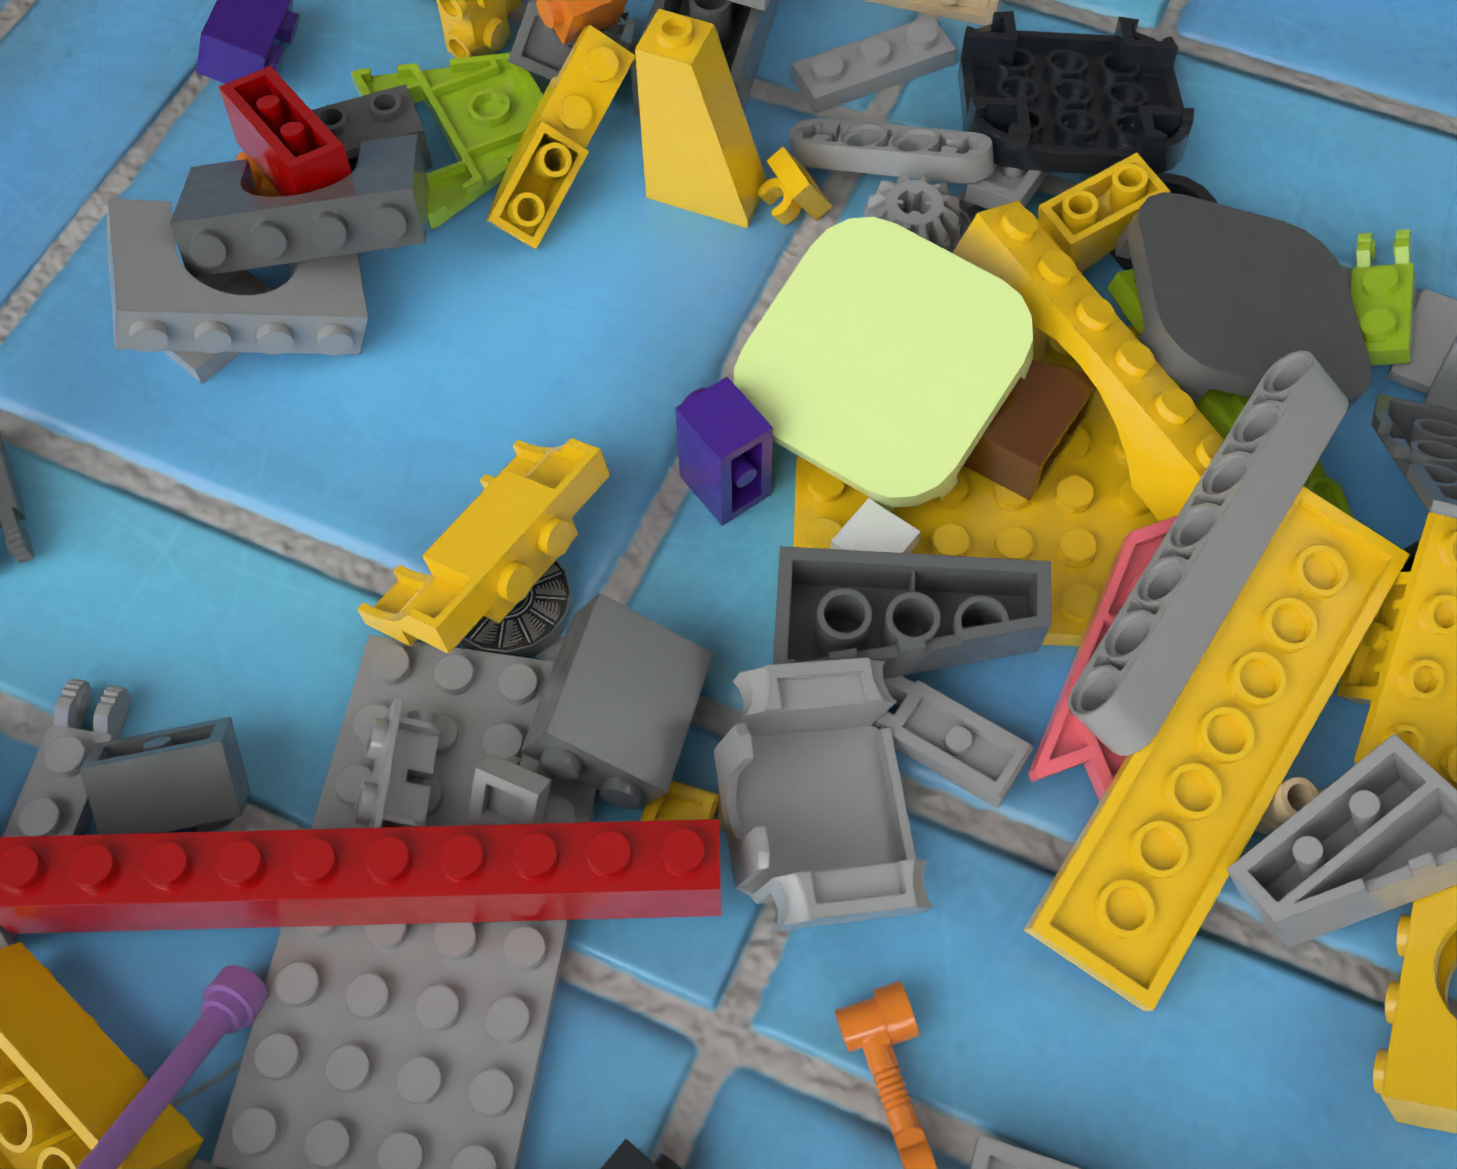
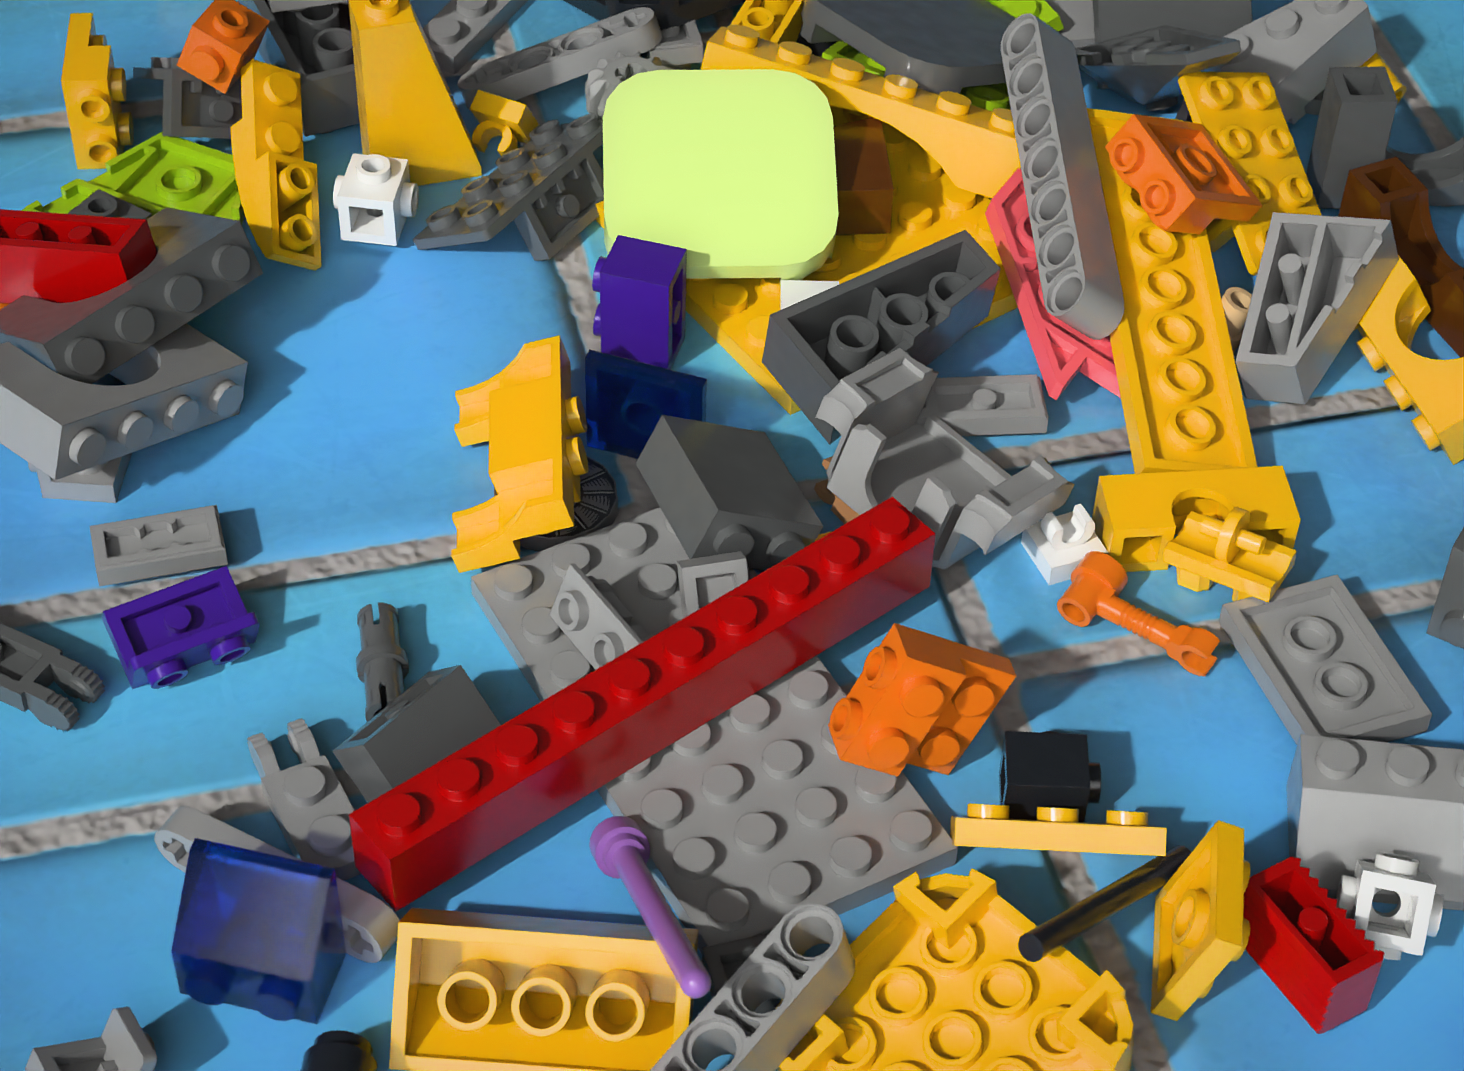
camera: 40 degrees left, 15 degrees down
(117, 538) = (180, 629): none -> dark purple bracket
(177, 448) = (158, 545): none -> light grey plate
(234, 671) = (382, 661): none -> dark grey pin
(548, 1051) = (918, 702): none -> orange plate
(615, 209) = (374, 199): none -> white brick
(639, 548) = (630, 398): none -> clear blue slope
(734, 272) = (541, 187): none -> dark grey bracket
(902, 950) = (1061, 543): none -> white tile
(1030, 1089) = (1228, 555): none -> yellow hips
(1105, 1032) = (1145, 510): none -> yellow arch
(1337, 625) = (1179, 174): none -> orange plate

